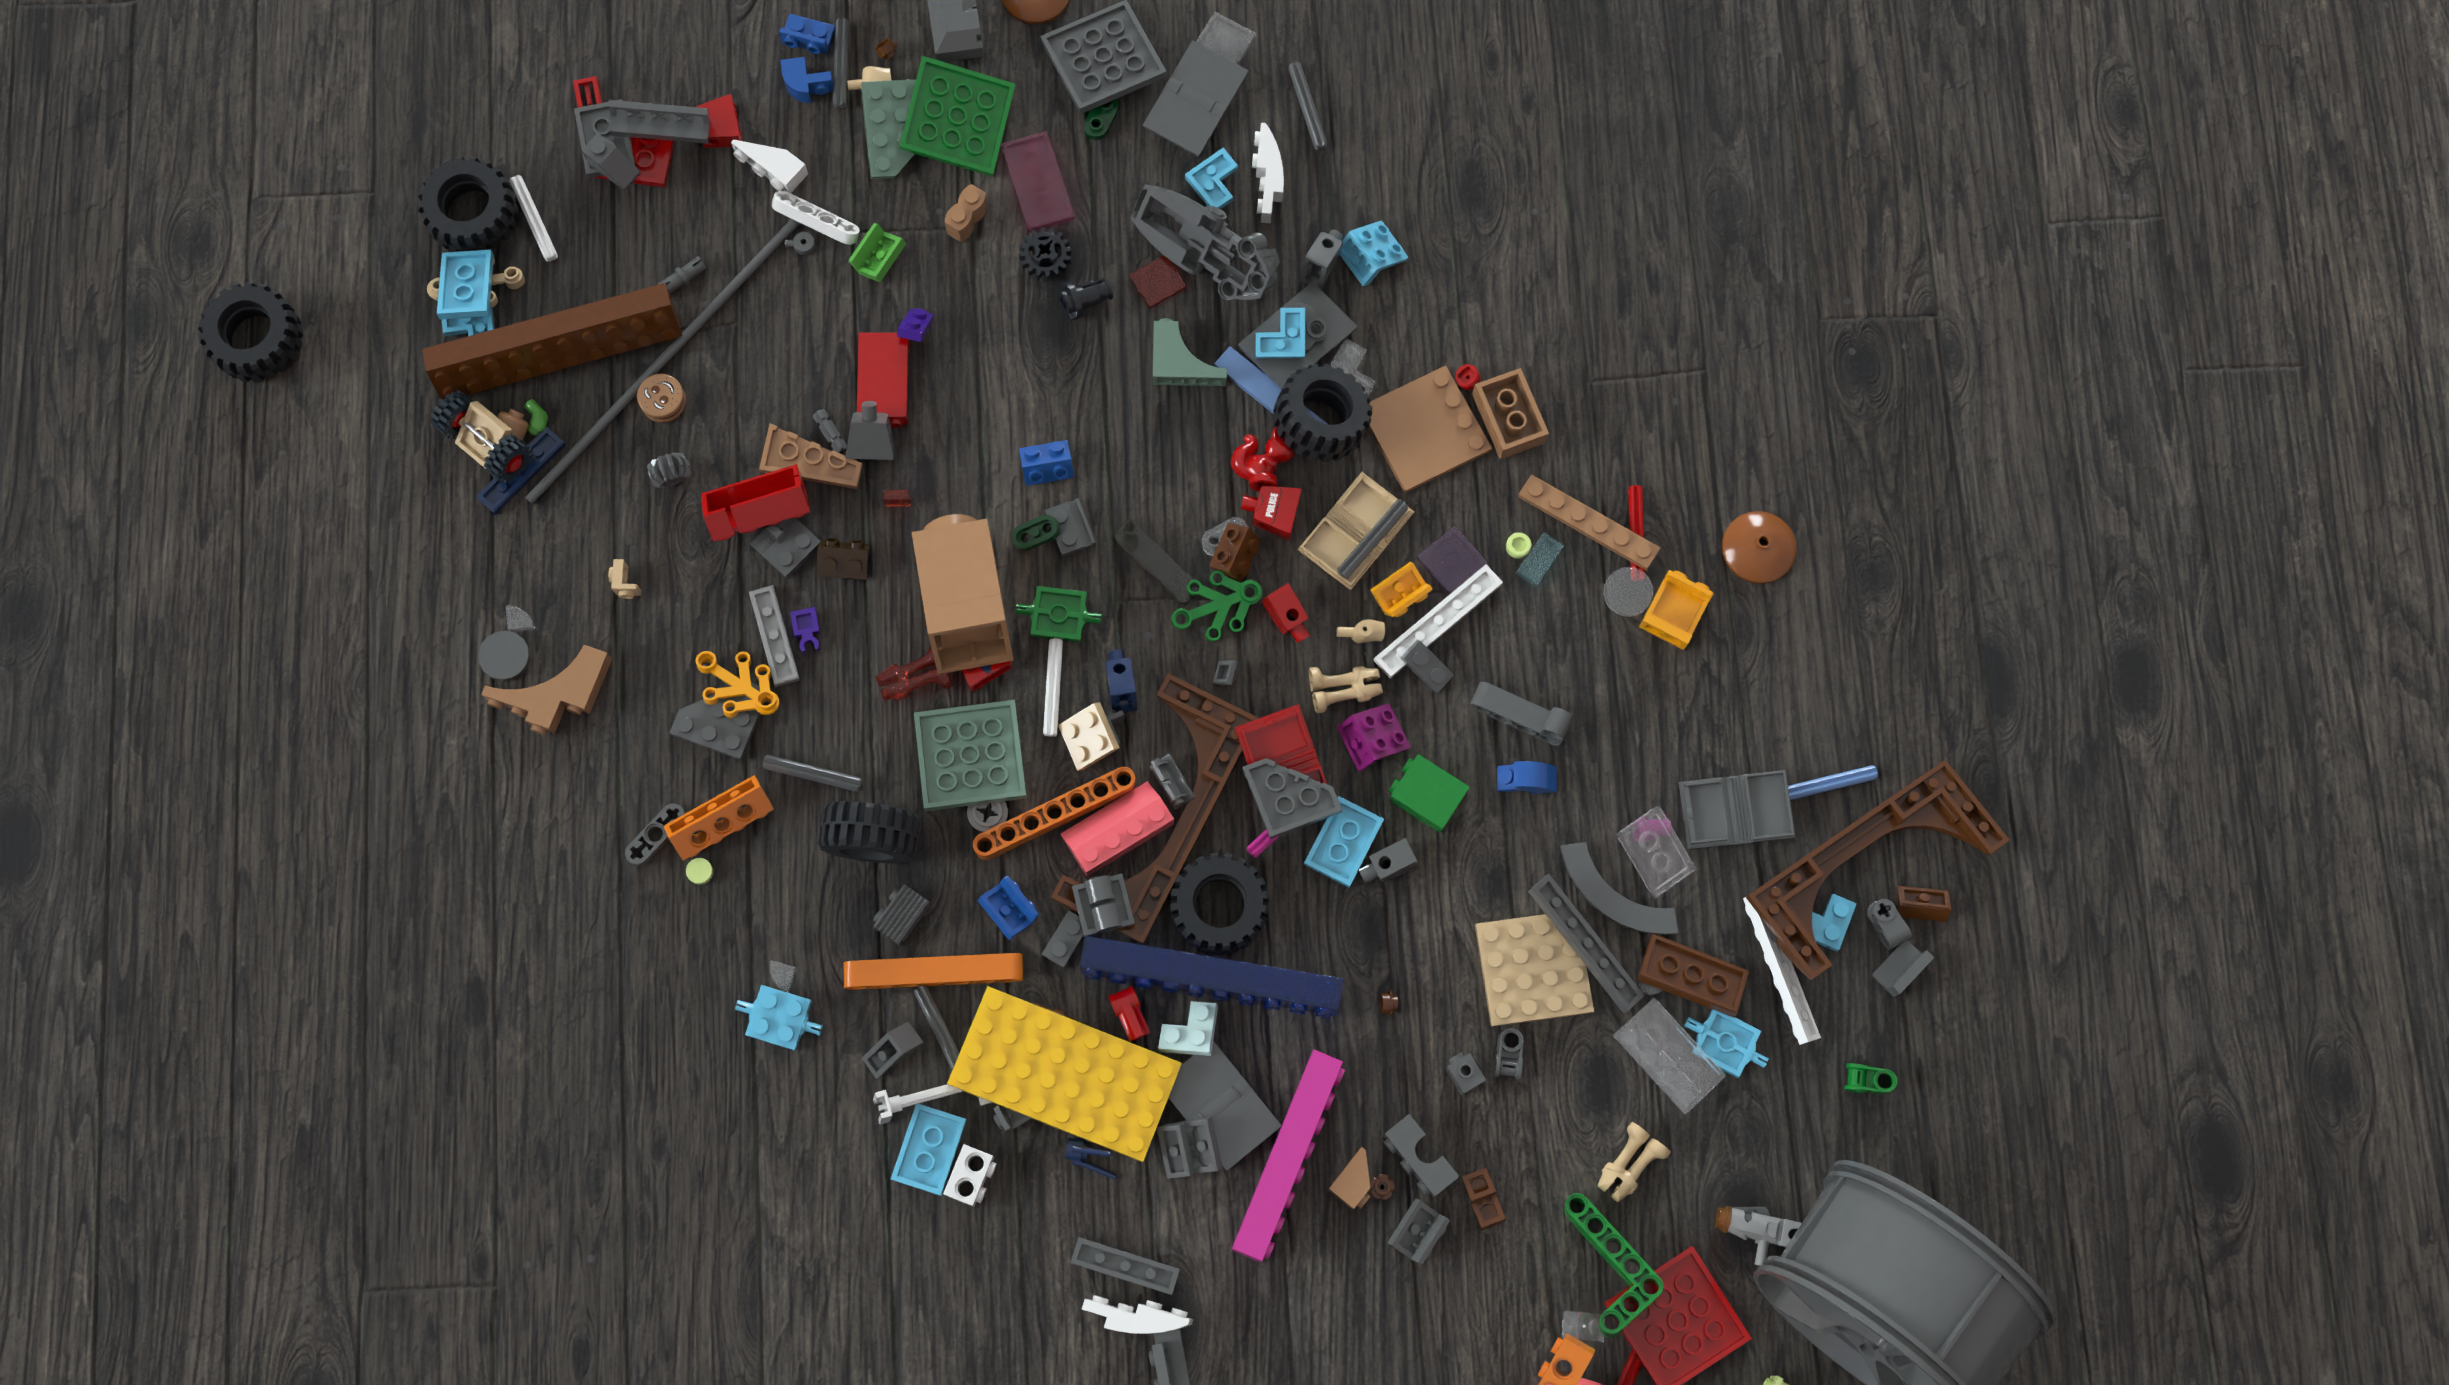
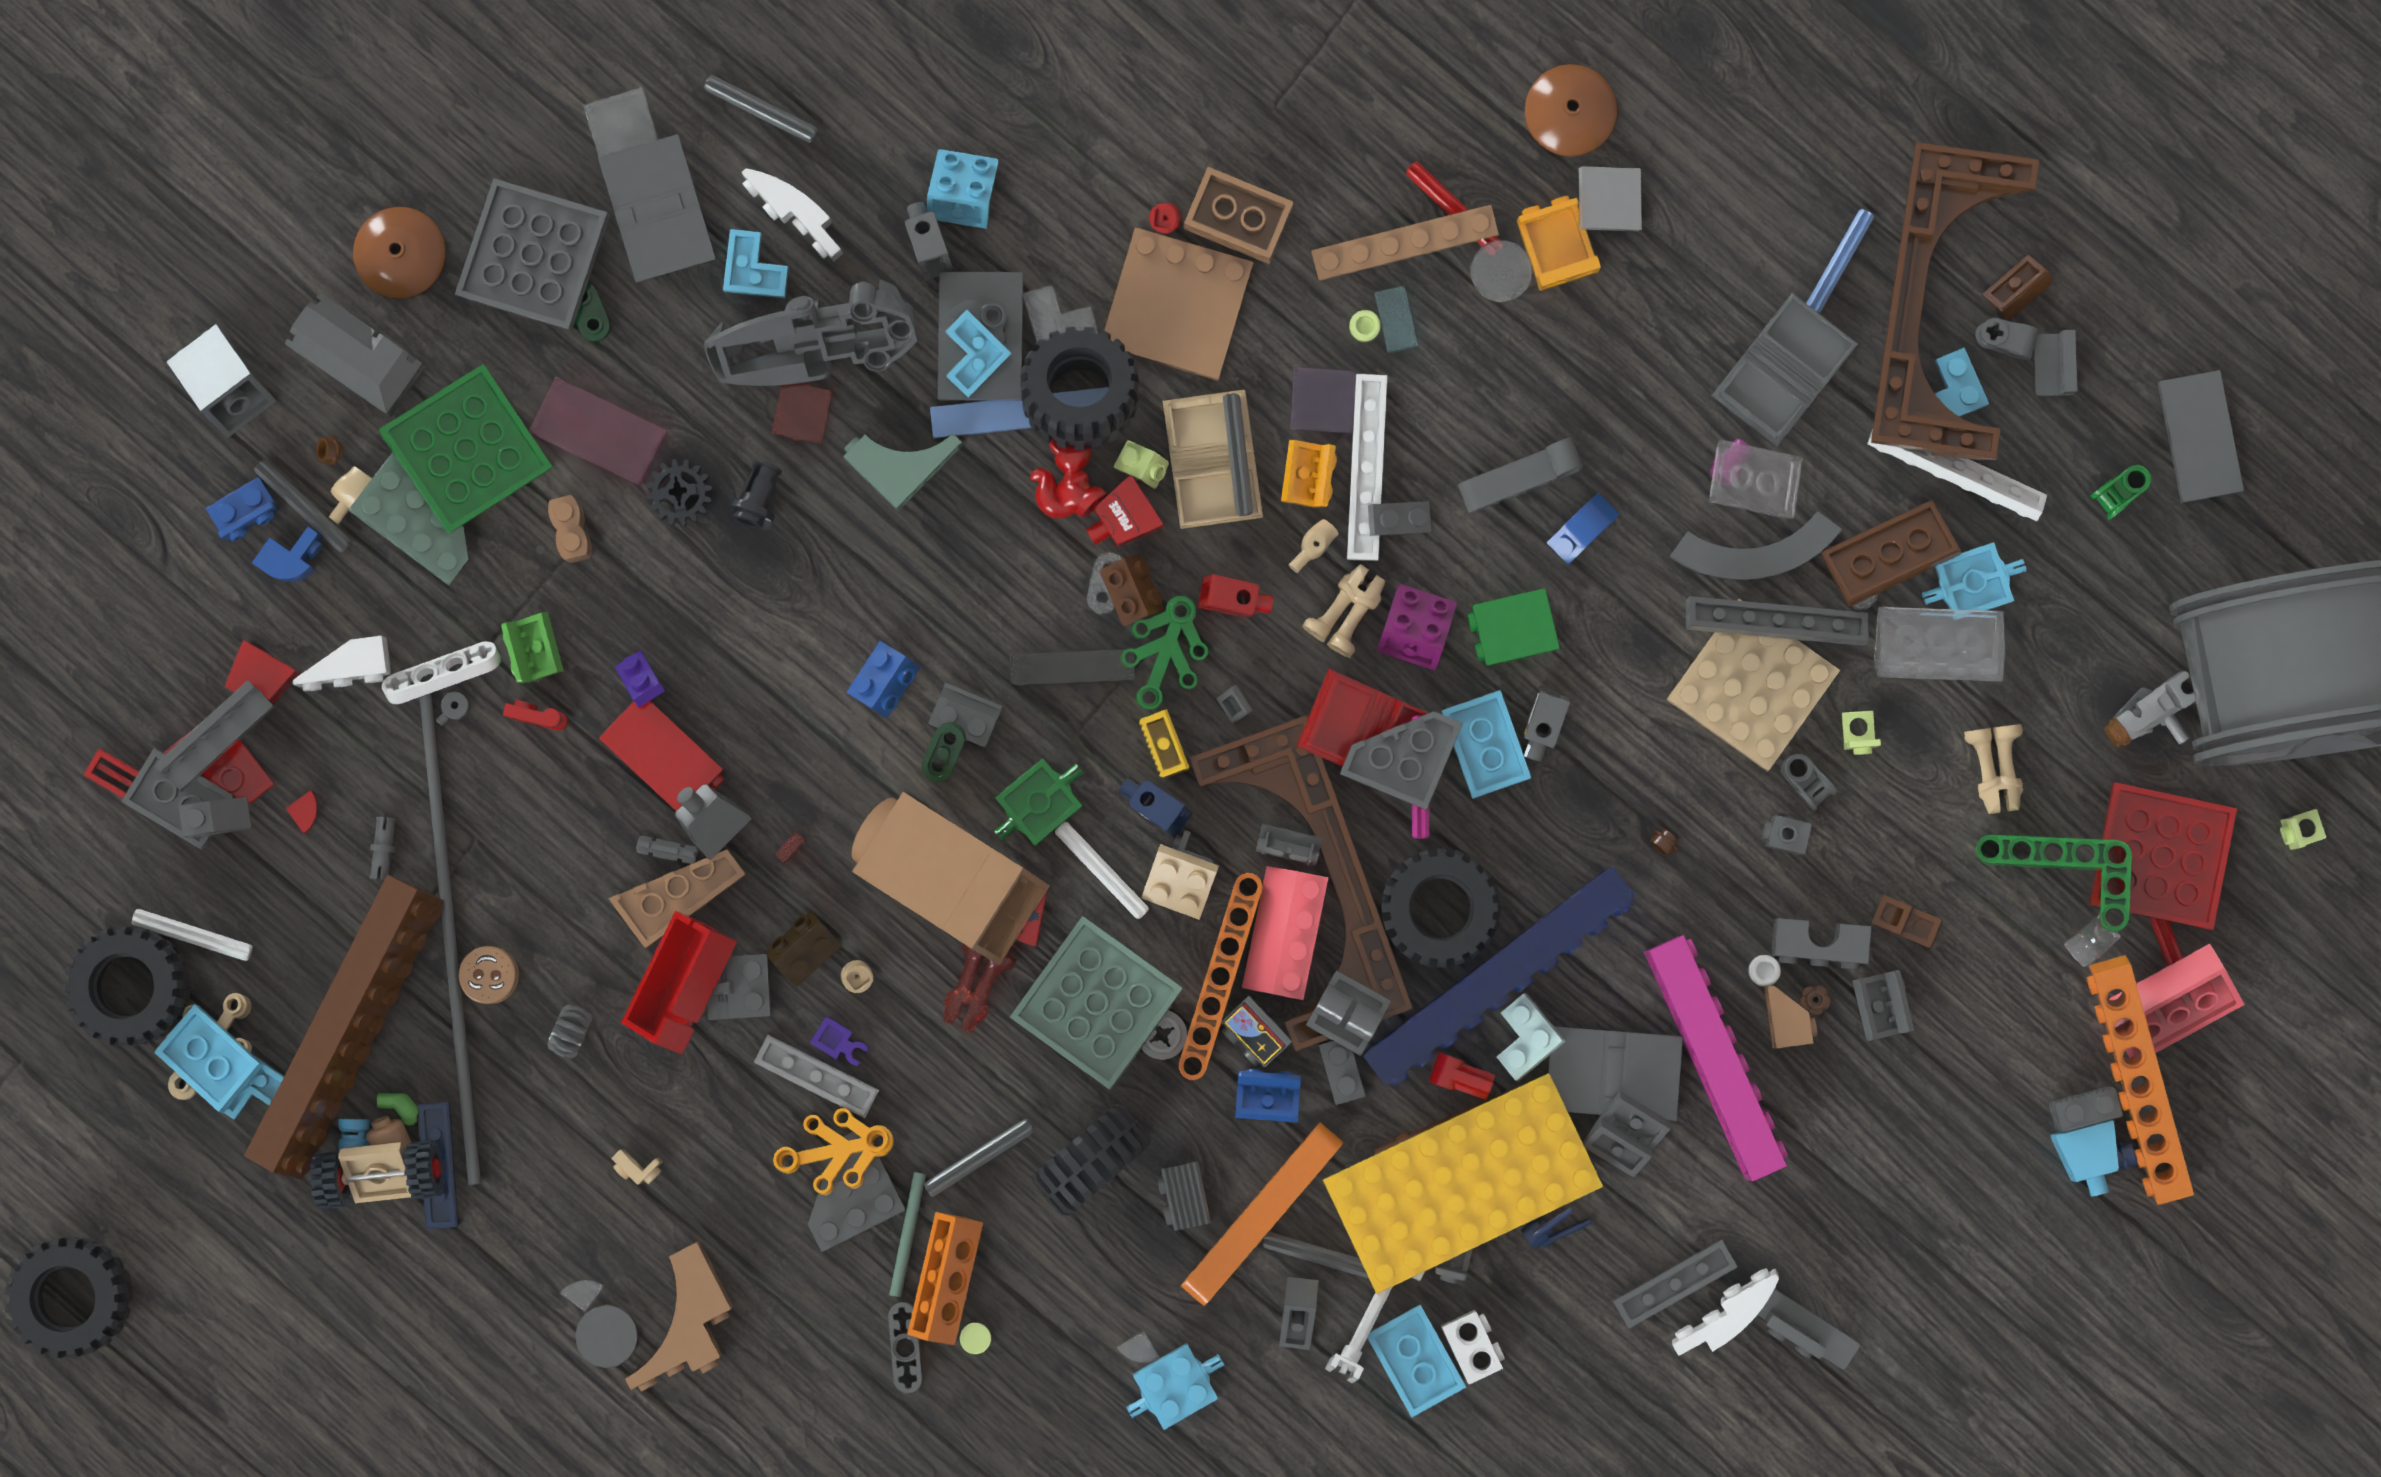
camera: 40 degrees left, 10 degrees up
(499, 400) = (353, 1125): none -> dark azure wheel
(663, 216) = (304, 811): none -> red tile
(726, 774) = (907, 1234): none -> sand green bar
(840, 290) = (528, 713): none -> red plate
(855, 604) = (856, 976): none -> tan tile
(1040, 863) = (1256, 1032): none -> slope
(1161, 652) = (1164, 744): none -> yellow brick
(1314, 493) = (1141, 464): none -> yellowish green bracket
(1370, 1138) = (1764, 970): none -> white tile
(1561, 1067) = (1859, 744): none -> yellowish green bracket
(1732, 615) = (1610, 199): none -> light grey tile
(1948, 1098) = (2200, 436): none -> dark grey tile

